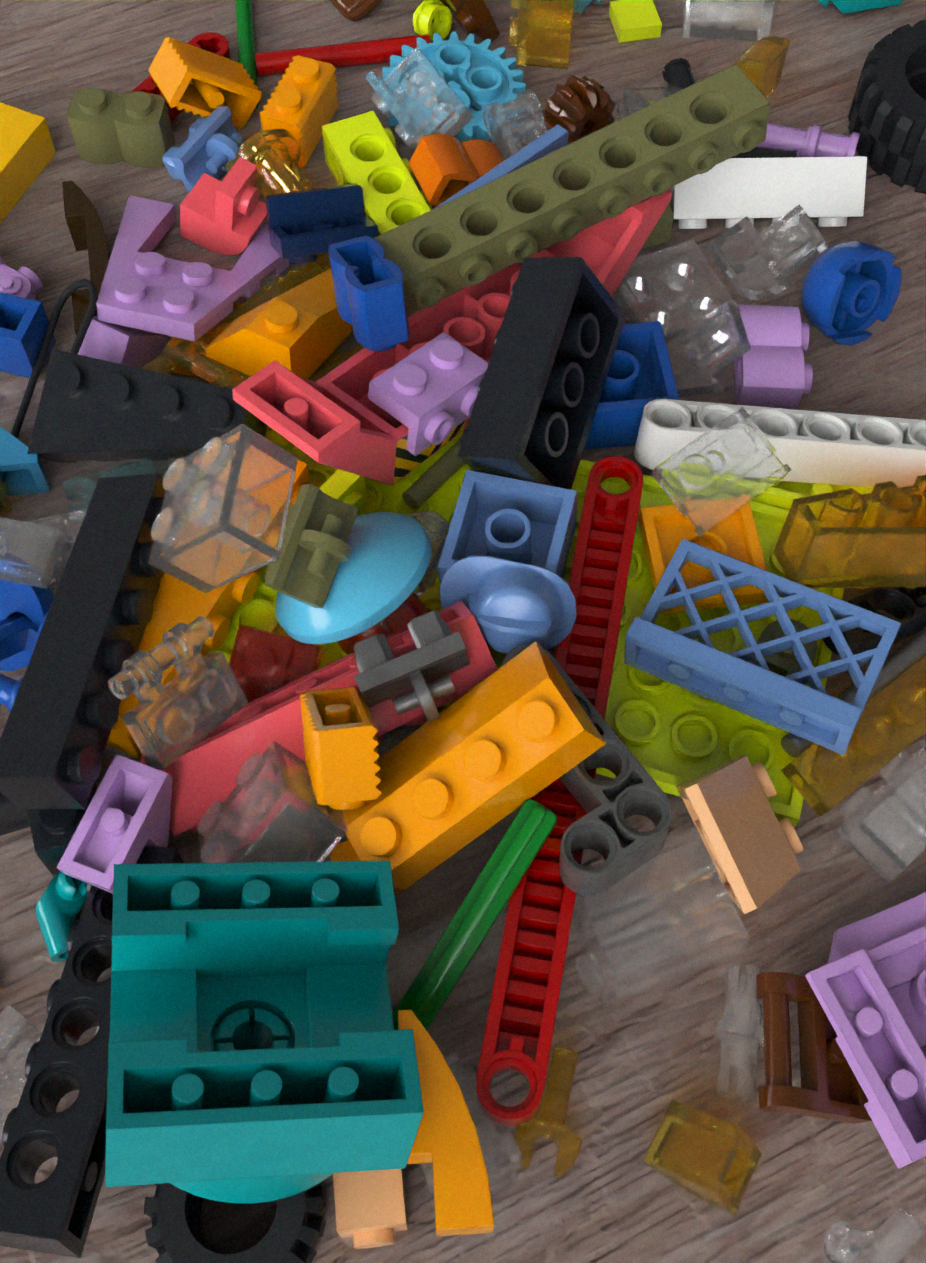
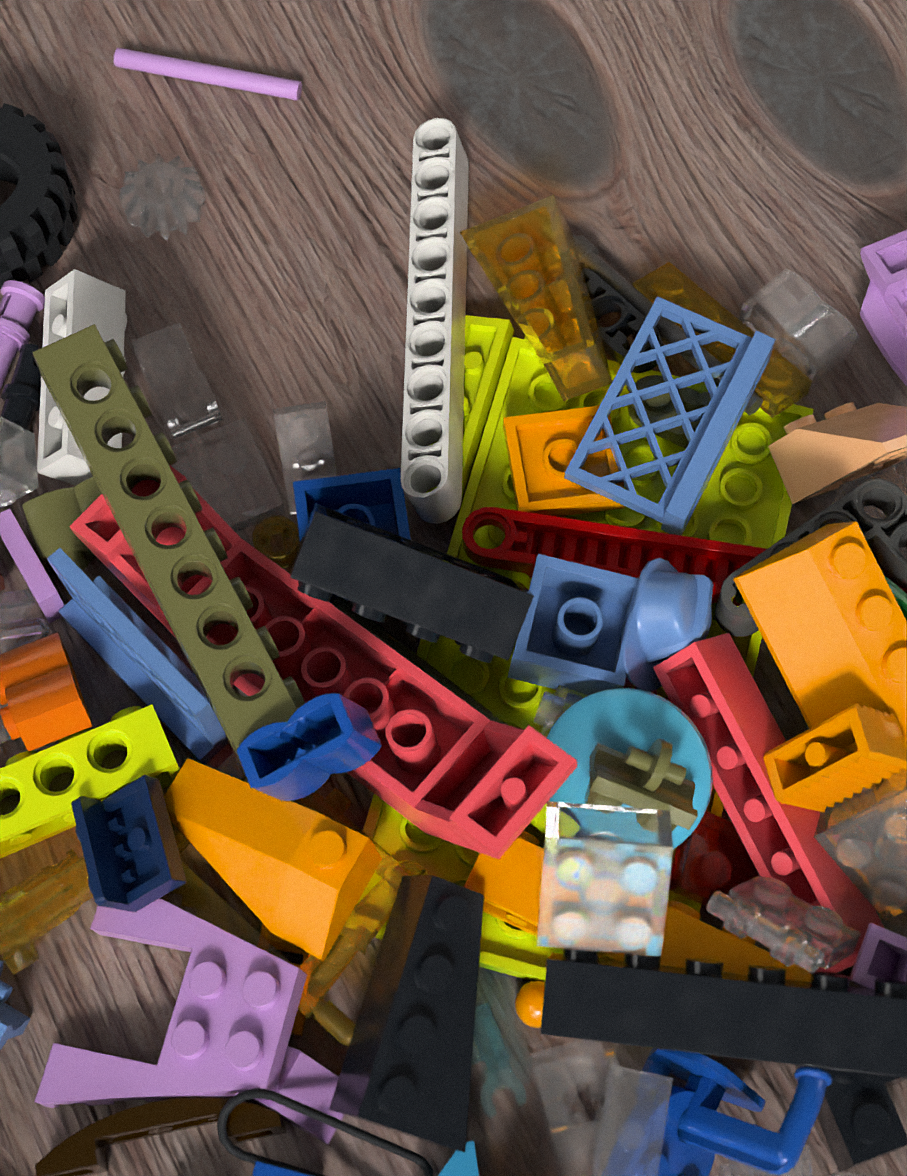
camera: 90 degrees left, 5 degrees up
(225, 212) = (87, 969): coral brick -> none
(430, 390) = (418, 688): lavender bracket -> none
(436, 656) = (765, 693): flat silver hips -> none
(720, 471) = (493, 432): clear plate -> none
(774, 367) = (287, 382): lavender brick -> none
(850, 290) = (225, 317): blue cylinder -> none

